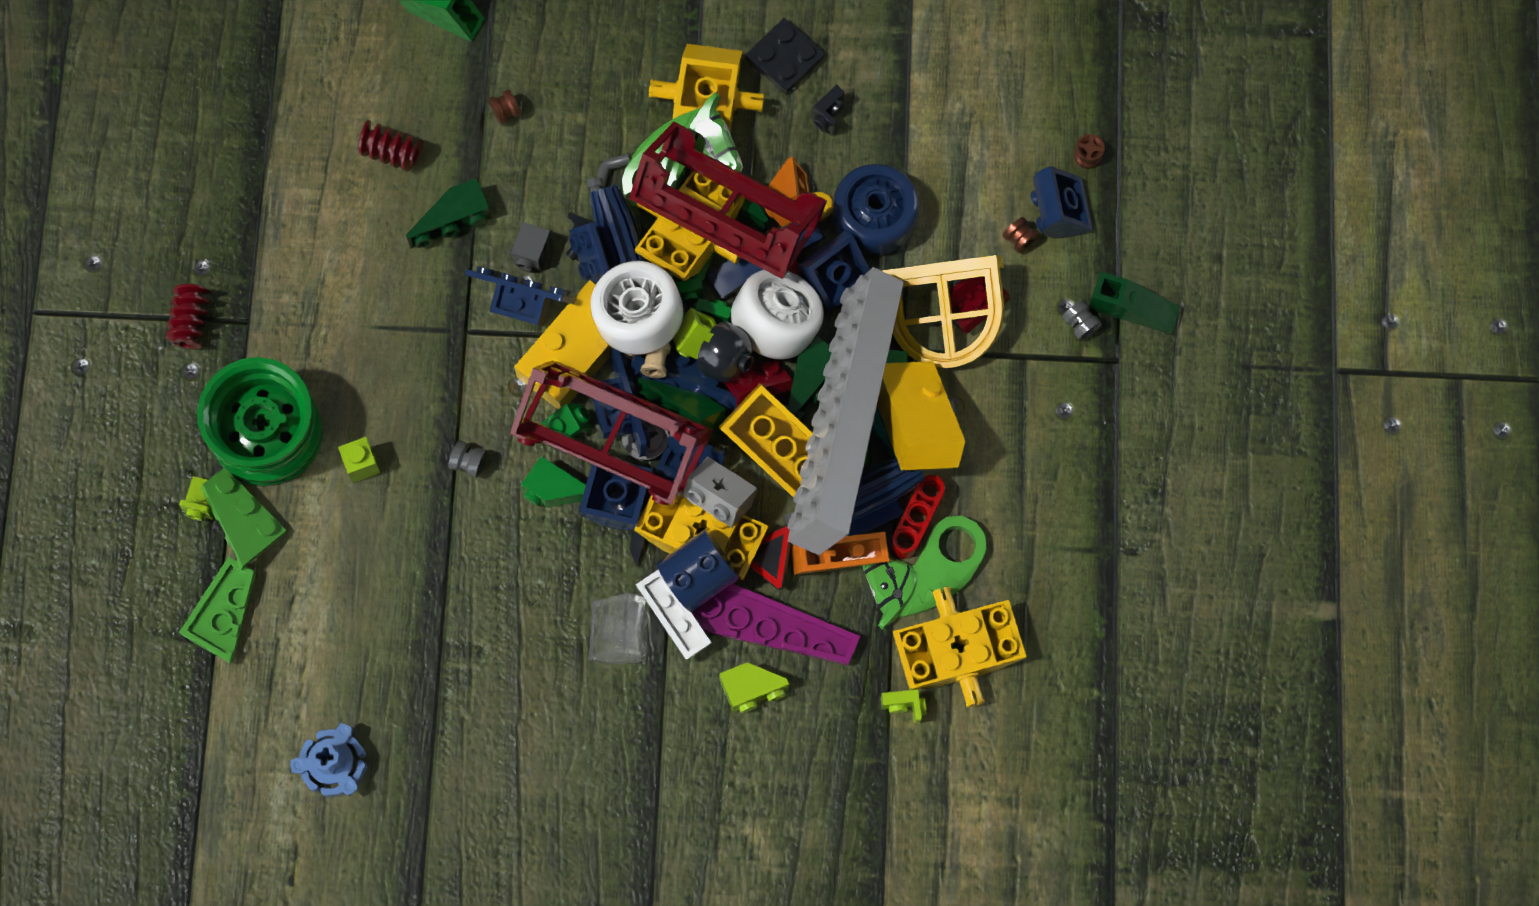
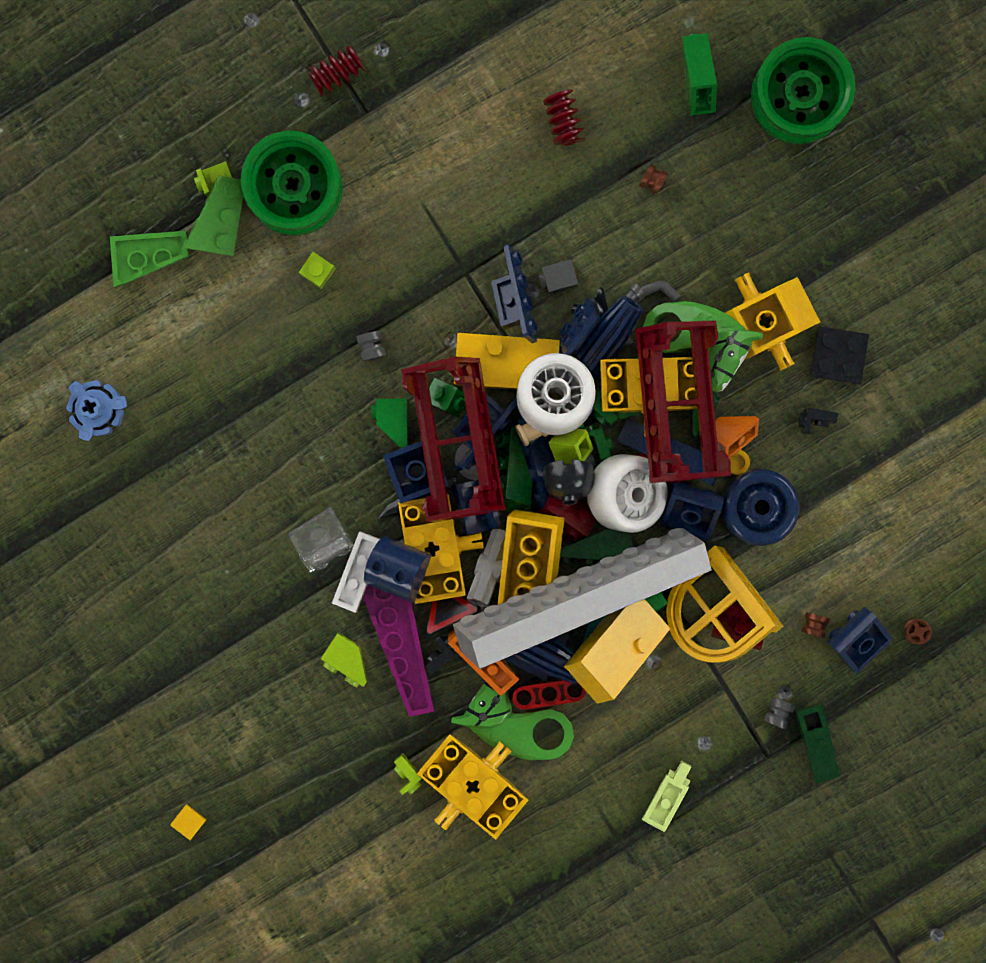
camera: 50 degrees right, 15 degrees up
(455, 210) = (550, 202): dark green slope -> none
(719, 492) = (469, 535): light grey brick -> none
(766, 498) = (488, 570): none -> light grey piece
(812, 599) = (438, 659): none -> black bracket
(1094, 474) = (668, 797): none -> yellowish green hinge

